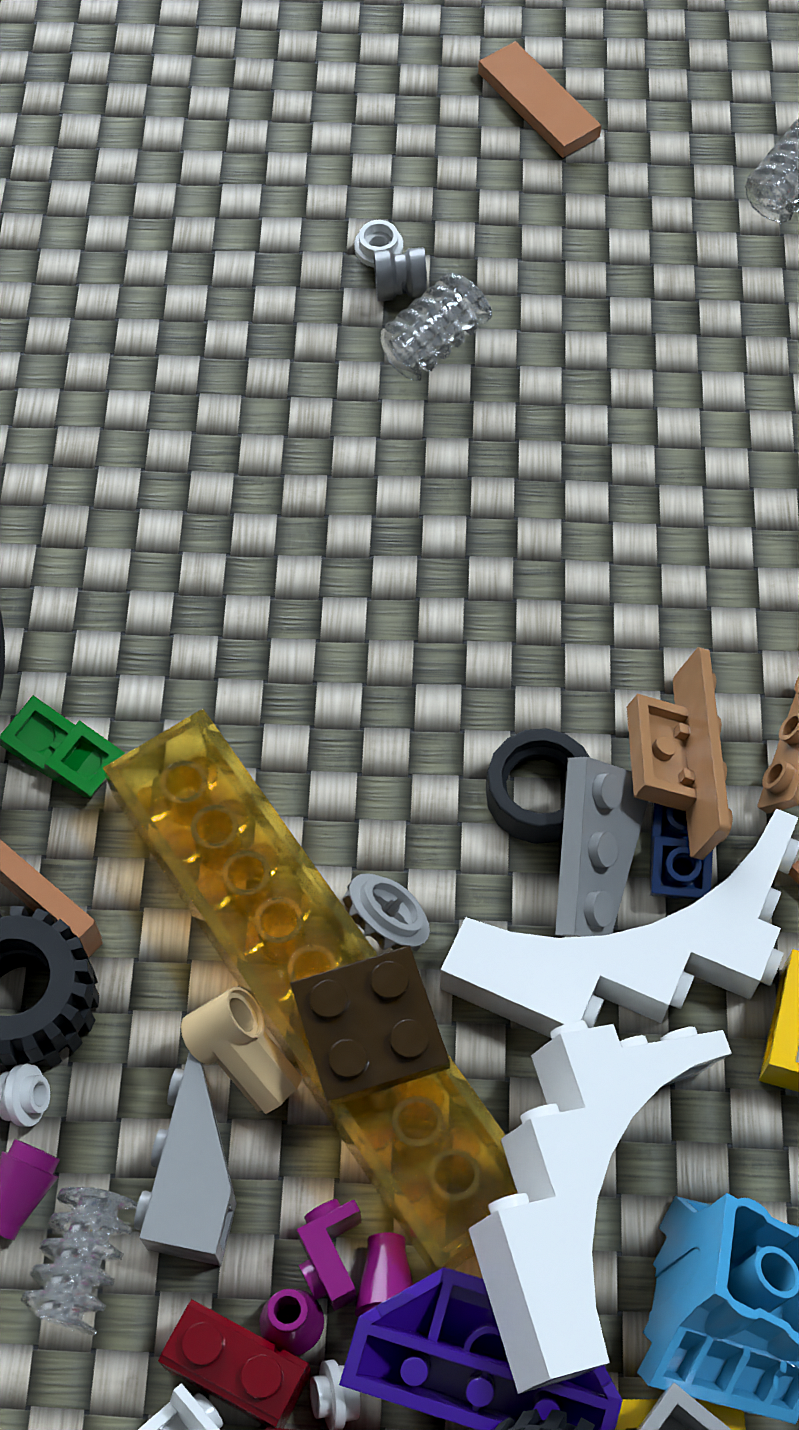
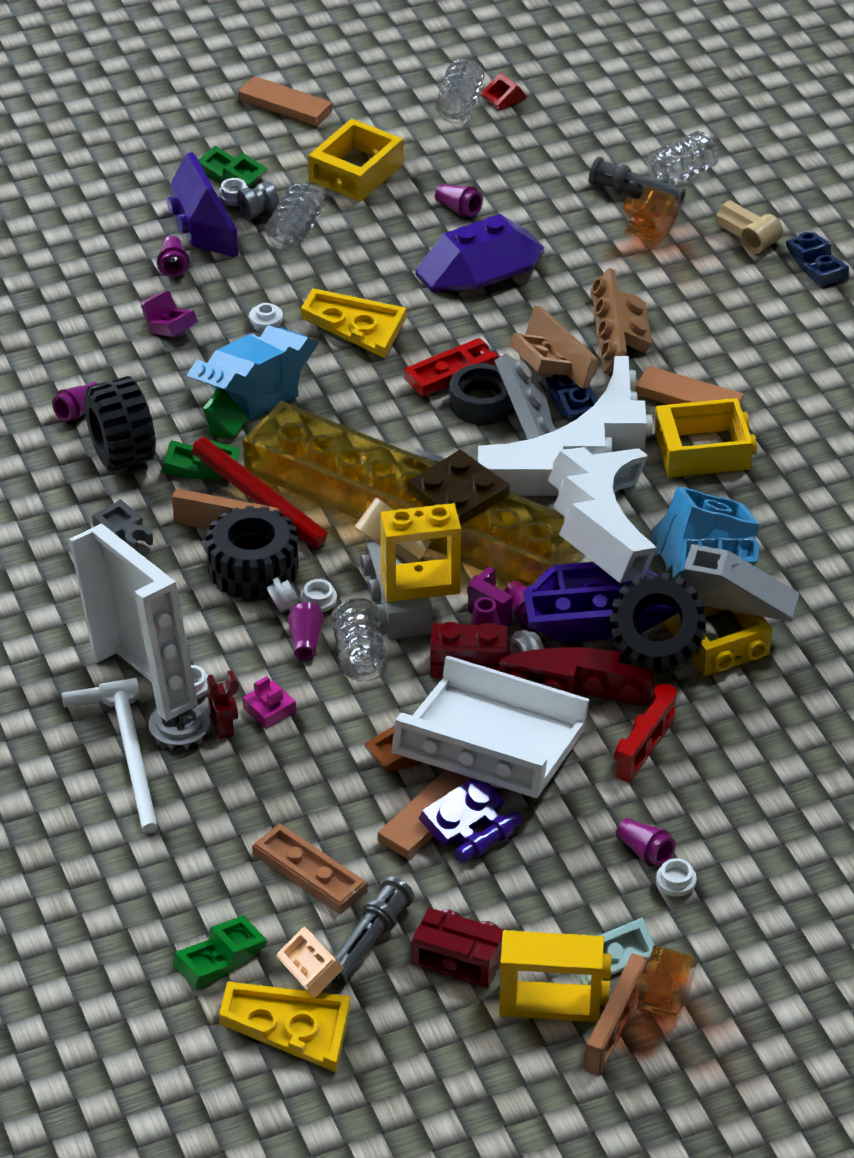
camera: 25 degrees left, 20 degrees down
(80, 1117) = (320, 593): none -> white plate
(99, 864) = (257, 490): none -> red axle
(135, 675) = (224, 415): none -> green slope
(157, 448) = (165, 318): none -> magenta bracket
(214, 610) = (258, 369): none -> dark azure slope
(226, 338) = (172, 257): none -> magenta cone
(230, 1189) = (426, 577): none -> yellow window
(301, 510) = (265, 315): none -> white plate
(309, 259) = (200, 210): none -> dark purple wedge
(397, 196) = (222, 166): none -> green slope
(427, 557) = (355, 319): none -> yellow wing
(500, 710) = (438, 370): none -> red plate
(546, 274) = (357, 182): none -> yellow window
(676, 503) = (479, 255): none -> dark purple wedge
(699, 377) = (461, 199): none -> magenta cone

